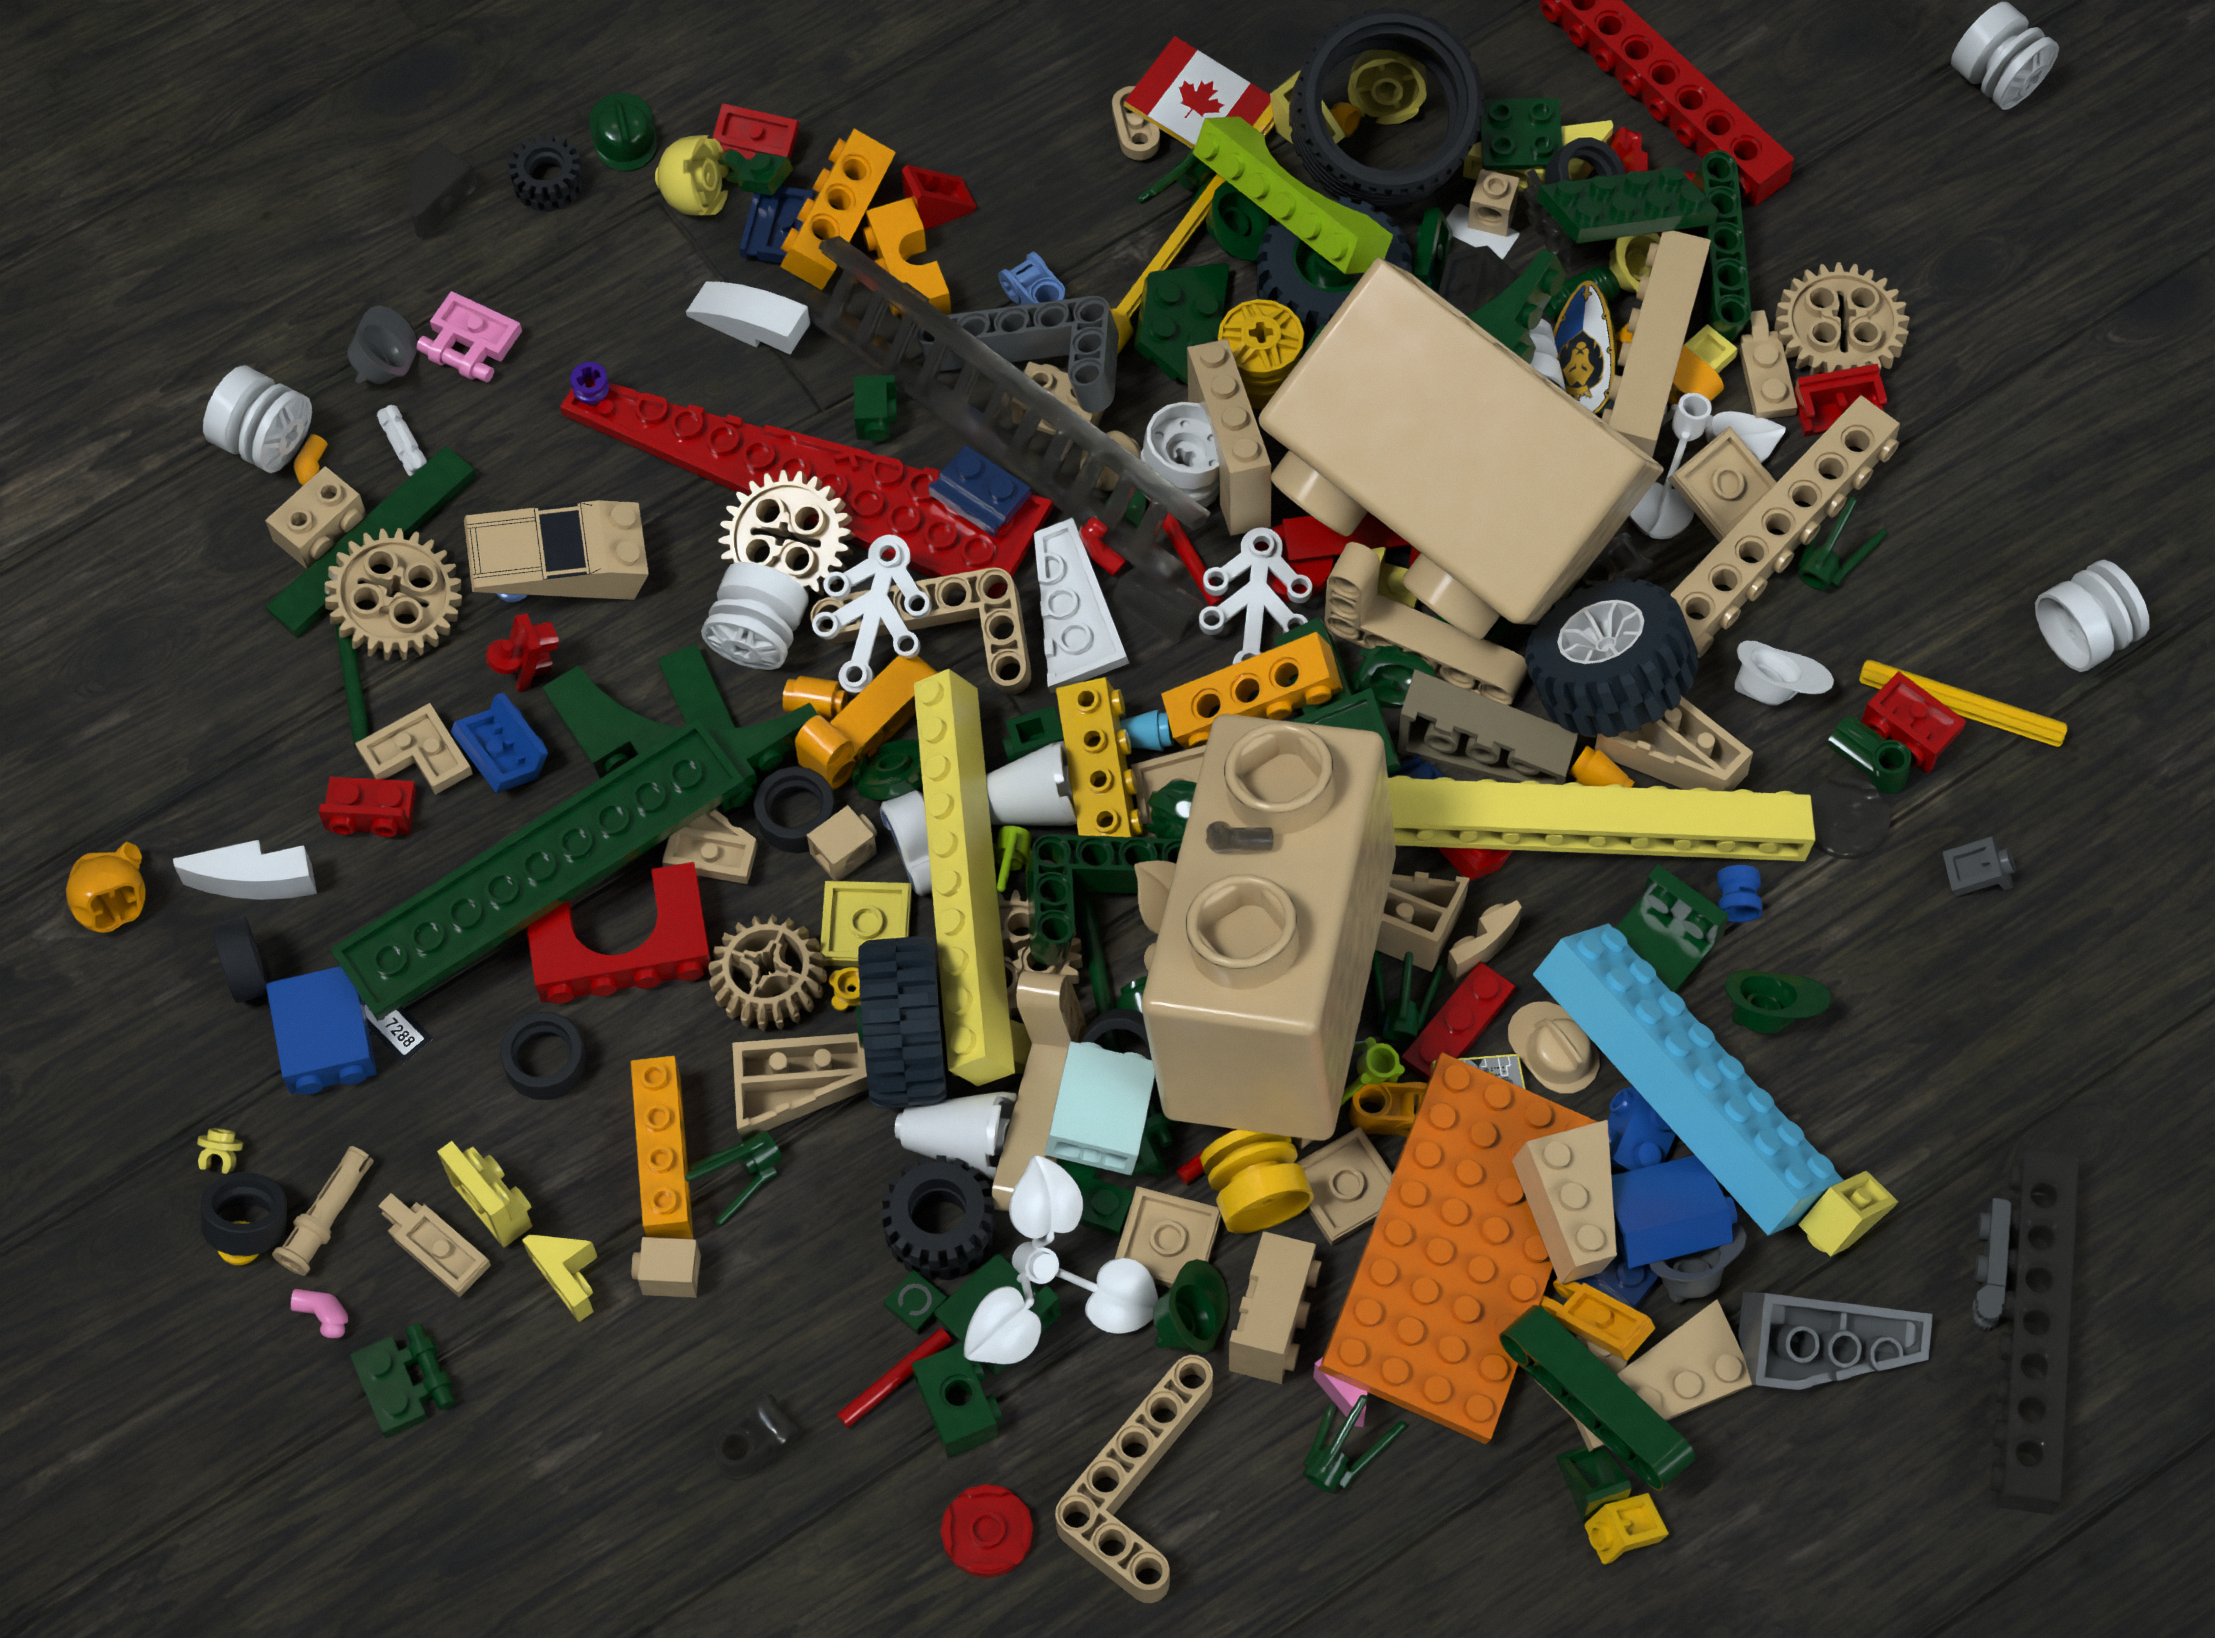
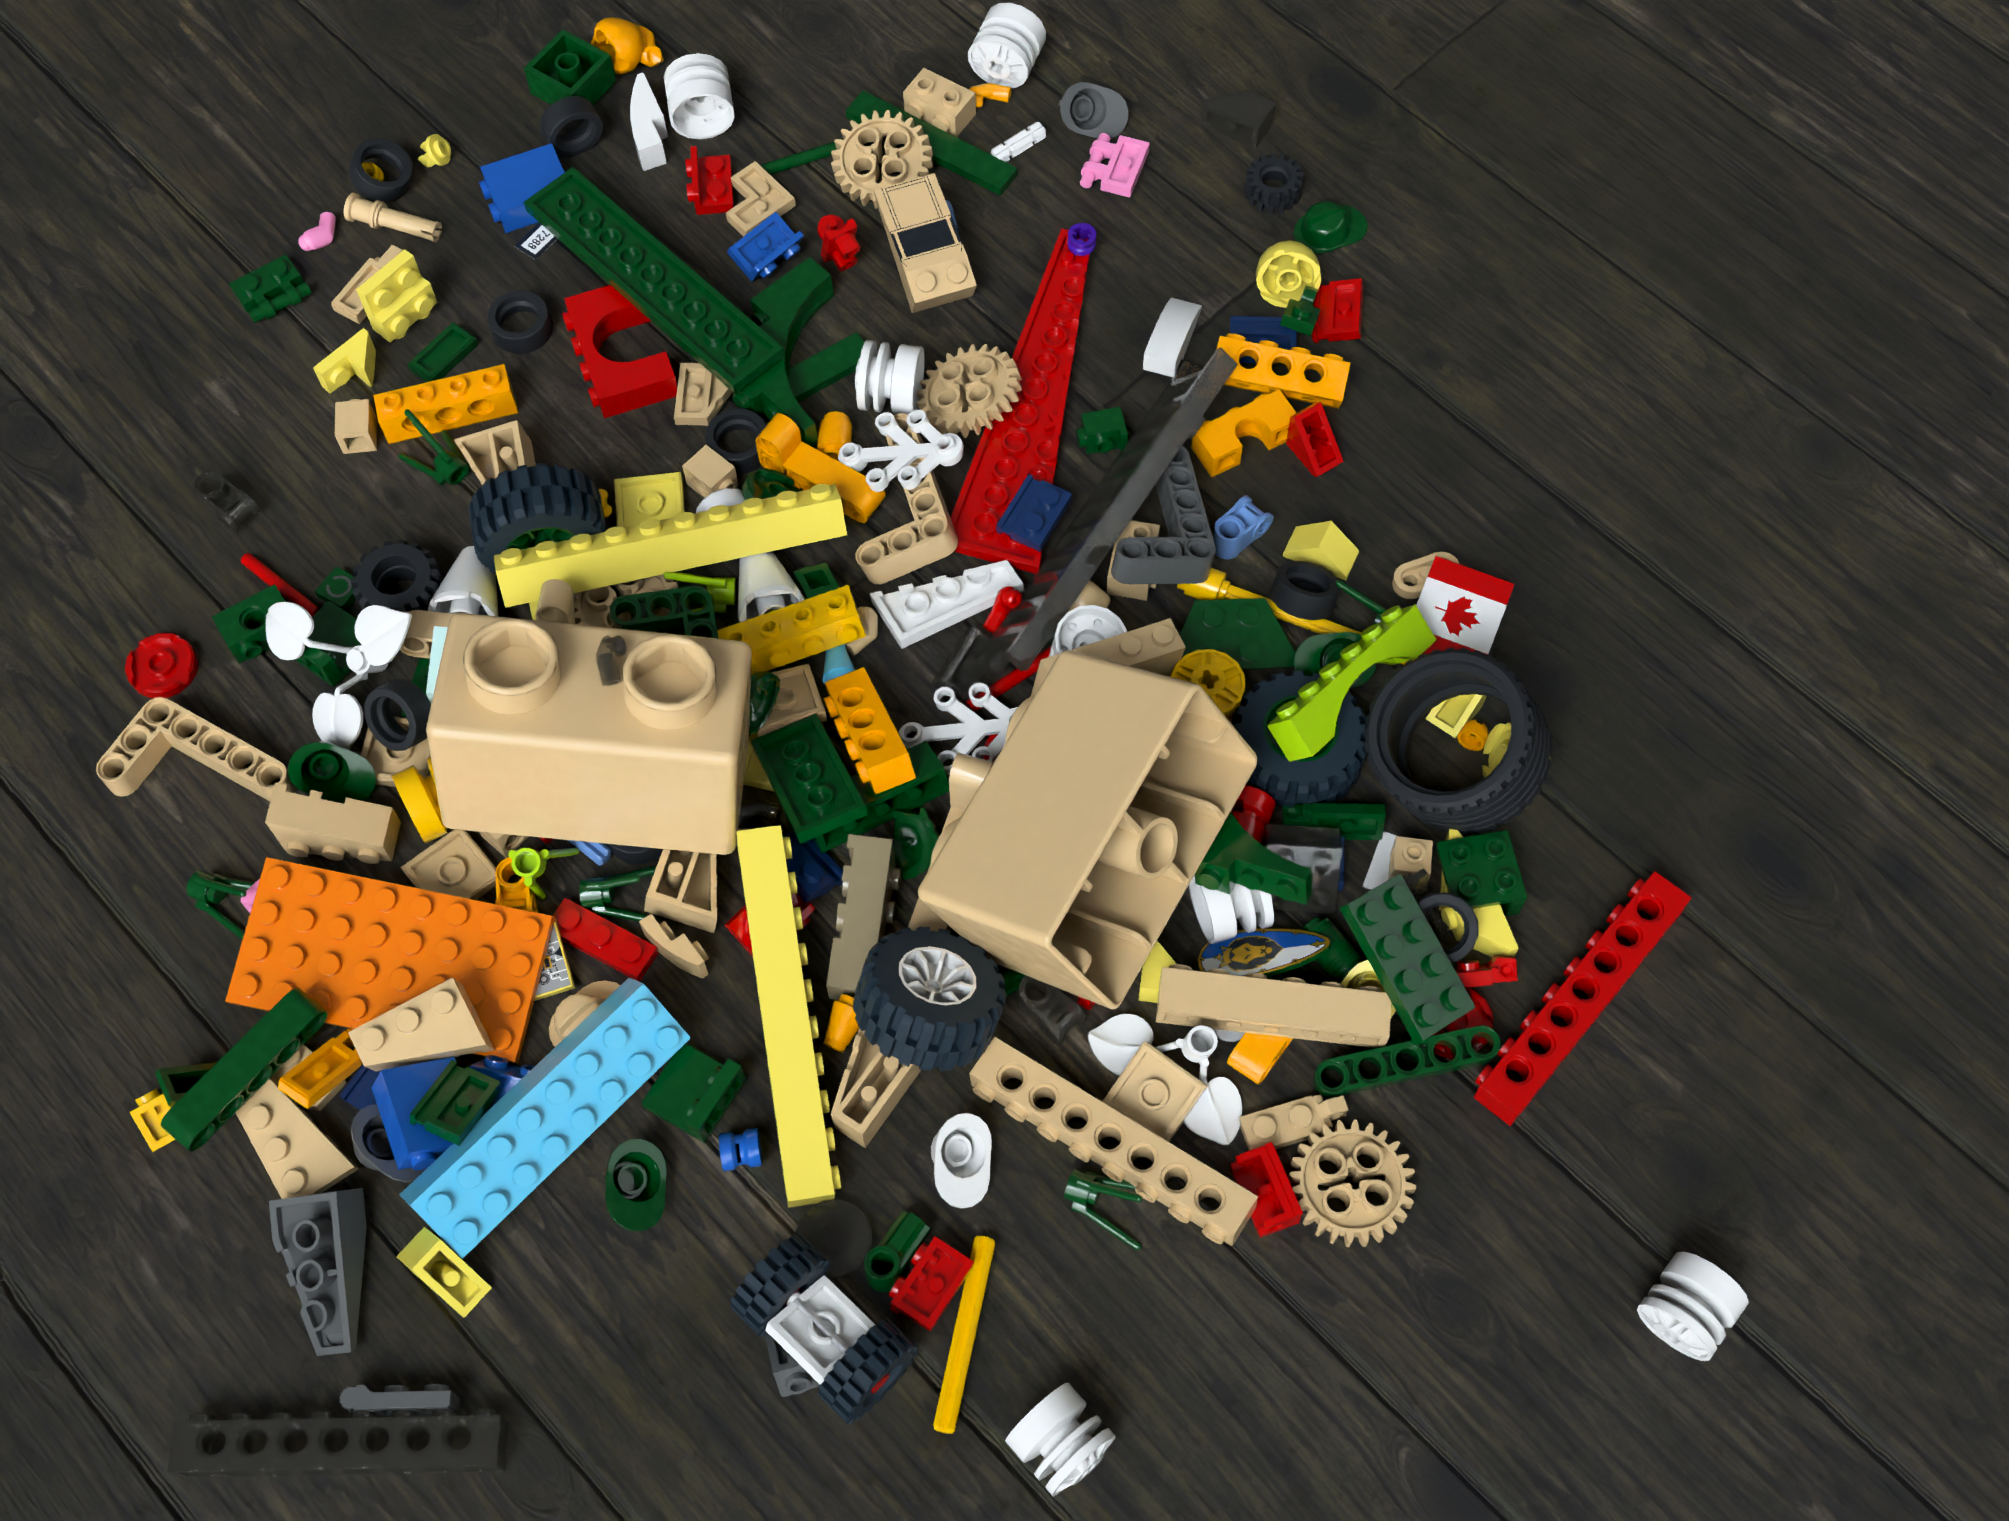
camera: 80 degrees right, 0 degrees up
(143, 955) = (569, 69): none -> dark green brick
(229, 792) = (699, 96): none -> white wheel
(567, 1160) = (443, 353): none -> dark green tile
(740, 957) = (589, 436): tan gear -> none
(1077, 219) = (1324, 546): none -> light yellow slope
(1123, 1192) = (381, 720): none -> black tyre
(1148, 251) = (1300, 575): none -> black tyre
(1668, 1163) = (455, 1102): none -> dark green plate
(1712, 348) = (1294, 1067): light yellow plate -> none
(1996, 792) = (823, 1328): none -> black plate

